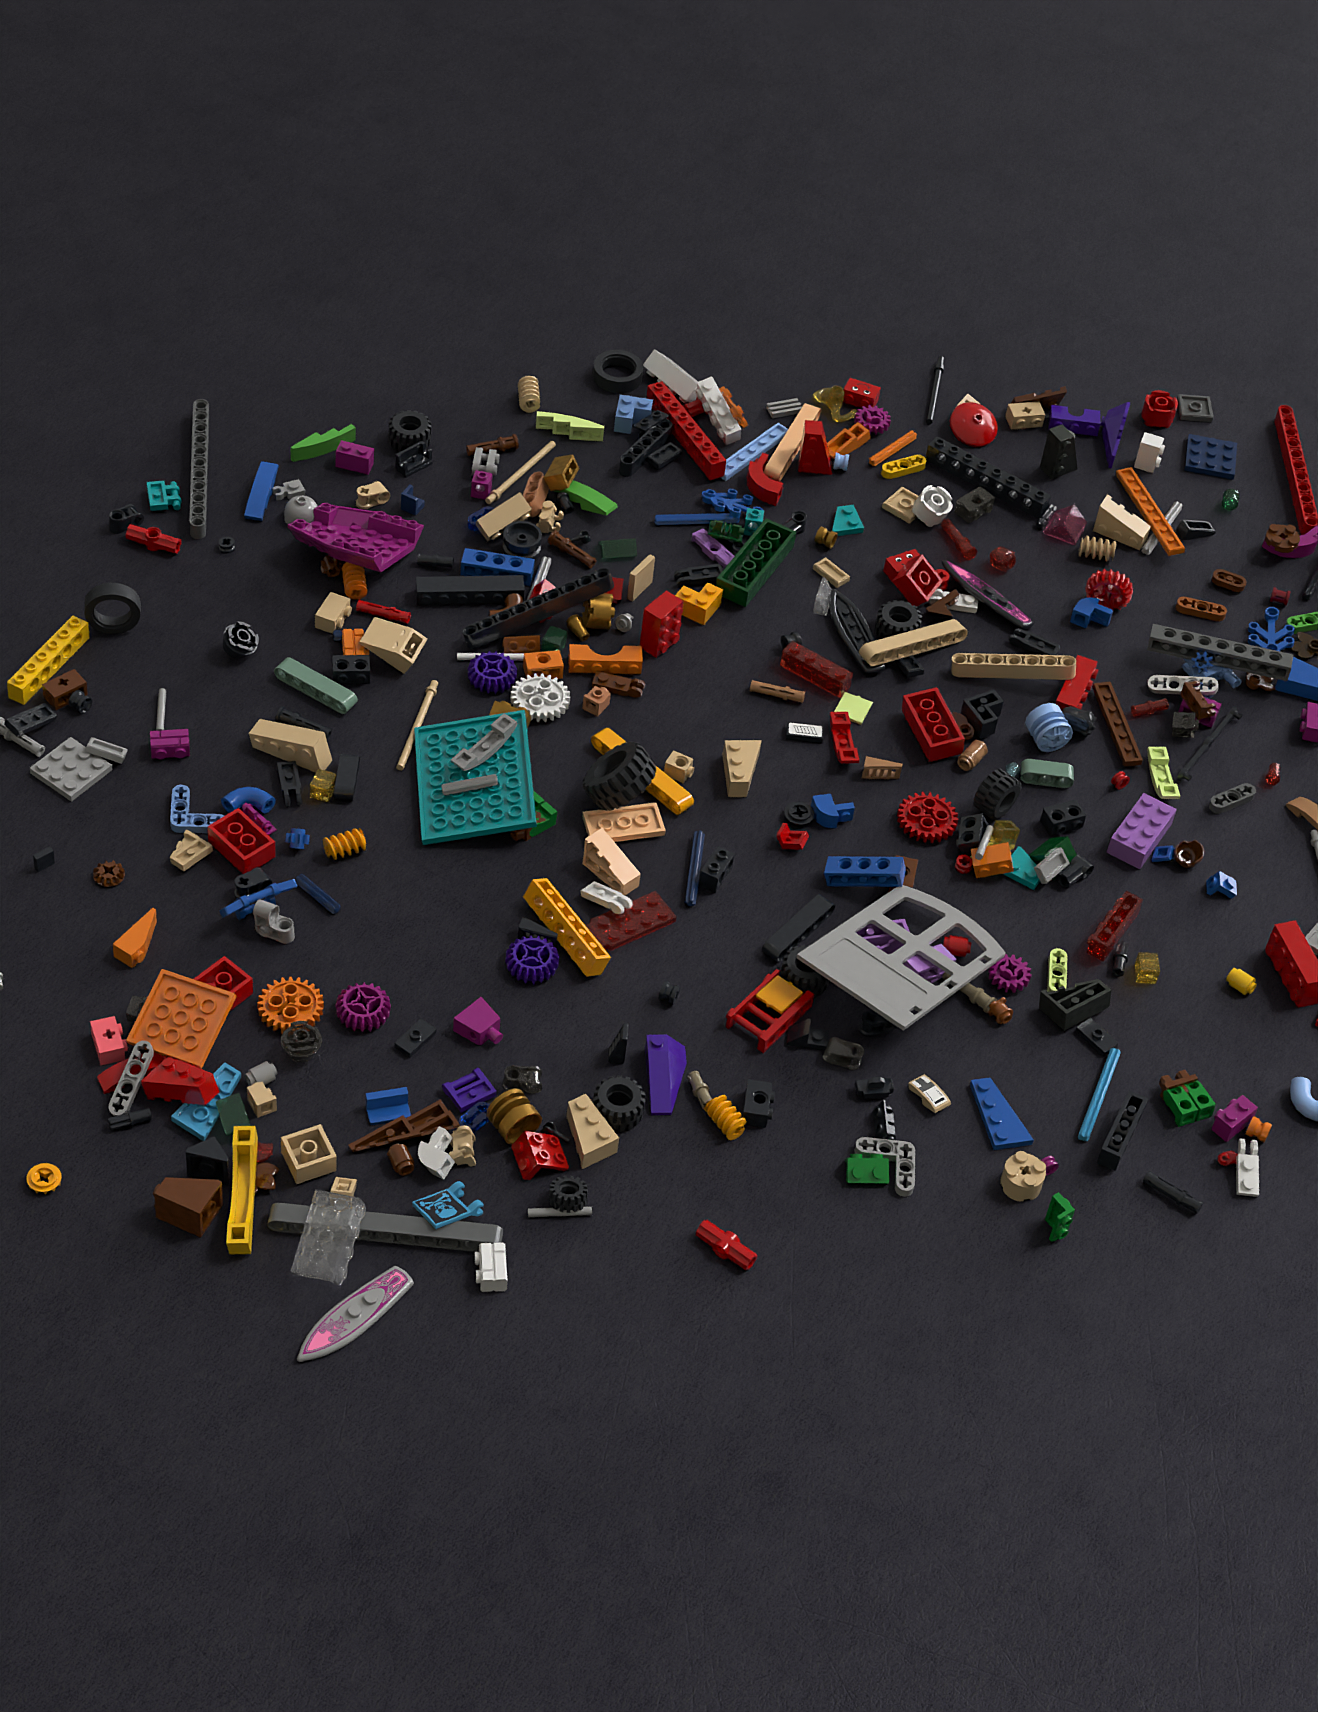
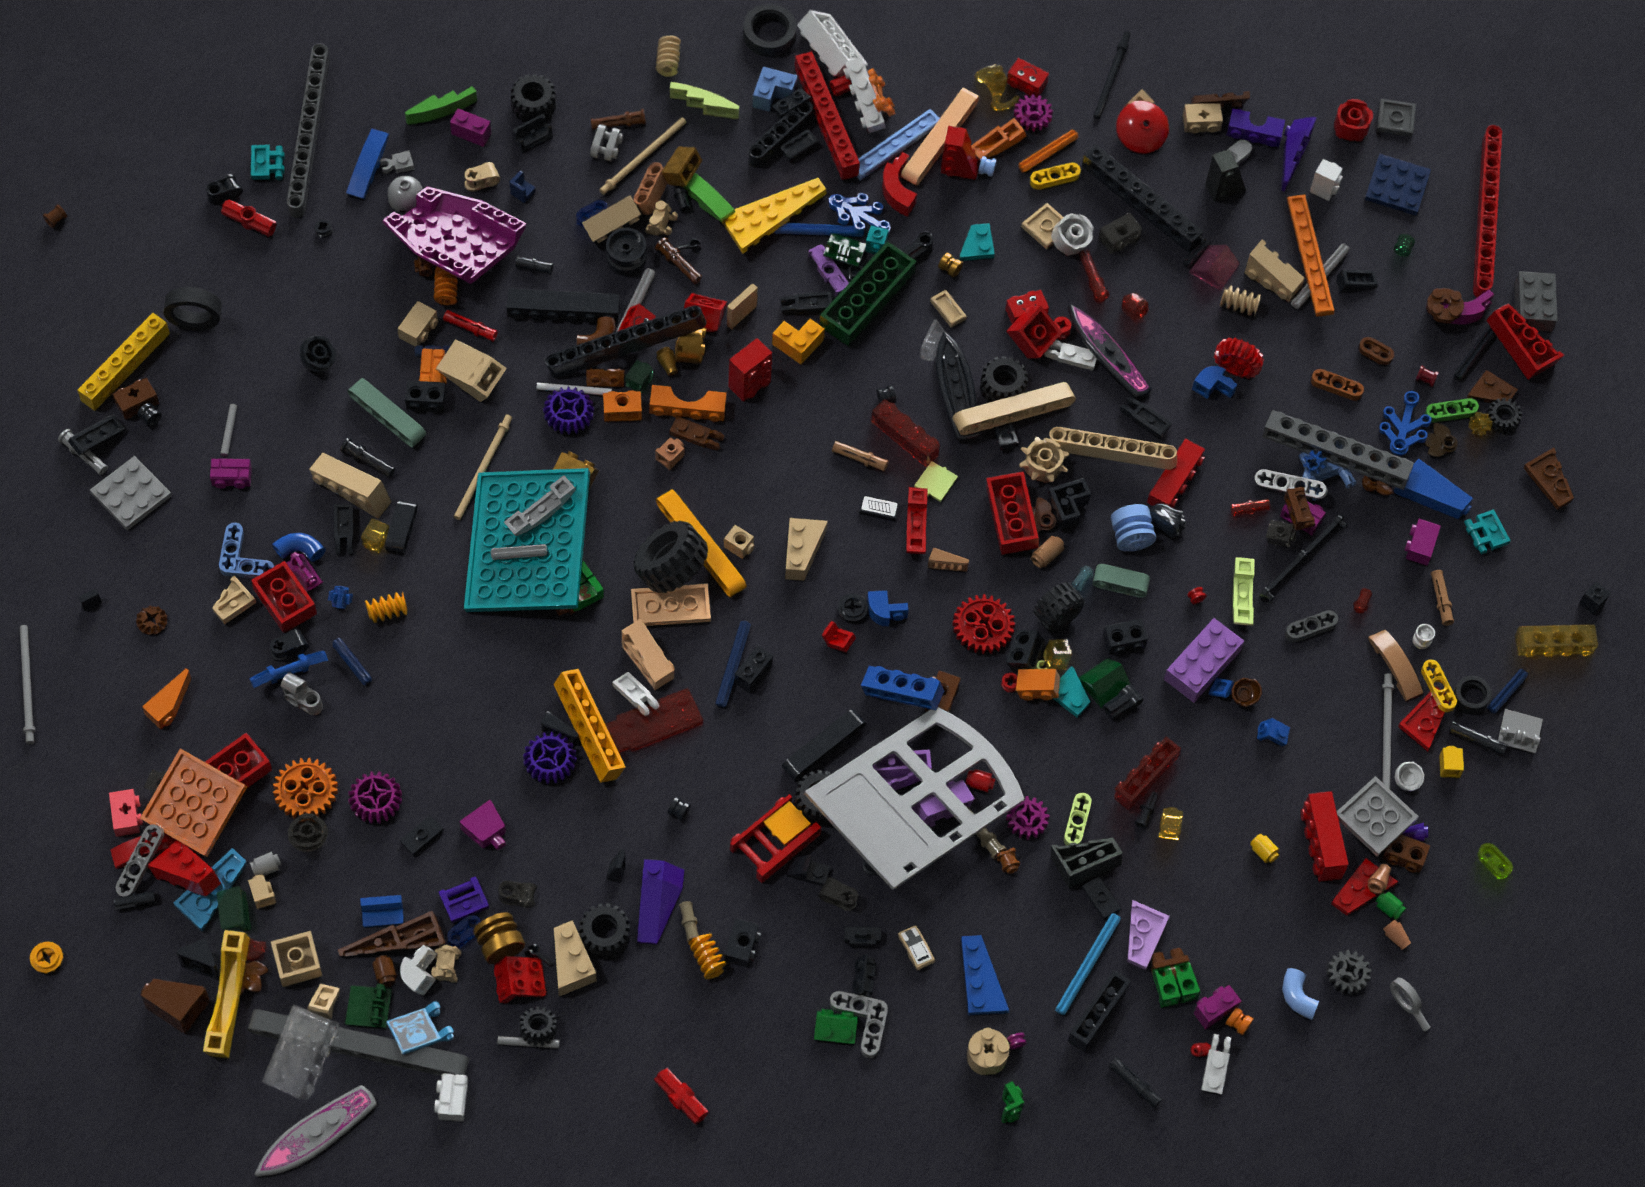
camera: 10 degrees right, 15 degrees up
(106, 750) = (167, 475): light grey tile -> none
(389, 1193) = (368, 1006): none -> dark green hinge
(481, 485) = (597, 172): magenta brick -> none
(495, 564) = (587, 281): blue brick -> none
(541, 696) = (608, 431): white gear -> none
(618, 548) = (727, 261): clear green panel -> none
(623, 622) = (716, 358): light grey plate -> none
(648, 509) = (770, 213): none -> yellow wing
(783, 408) = (940, 87): light grey tile -> none
(939, 607) = (1052, 366): reddish brown slope -> none
(952, 681) = (1044, 460): none -> tan brick
(984, 842) = (1032, 664): light grey bar -> none
(1051, 865) = (1098, 696): light grey tile -> none
(1117, 724) = (1210, 525): reddish brown plate -> none
(1147, 1062) = (1144, 933): none -> lavender wing

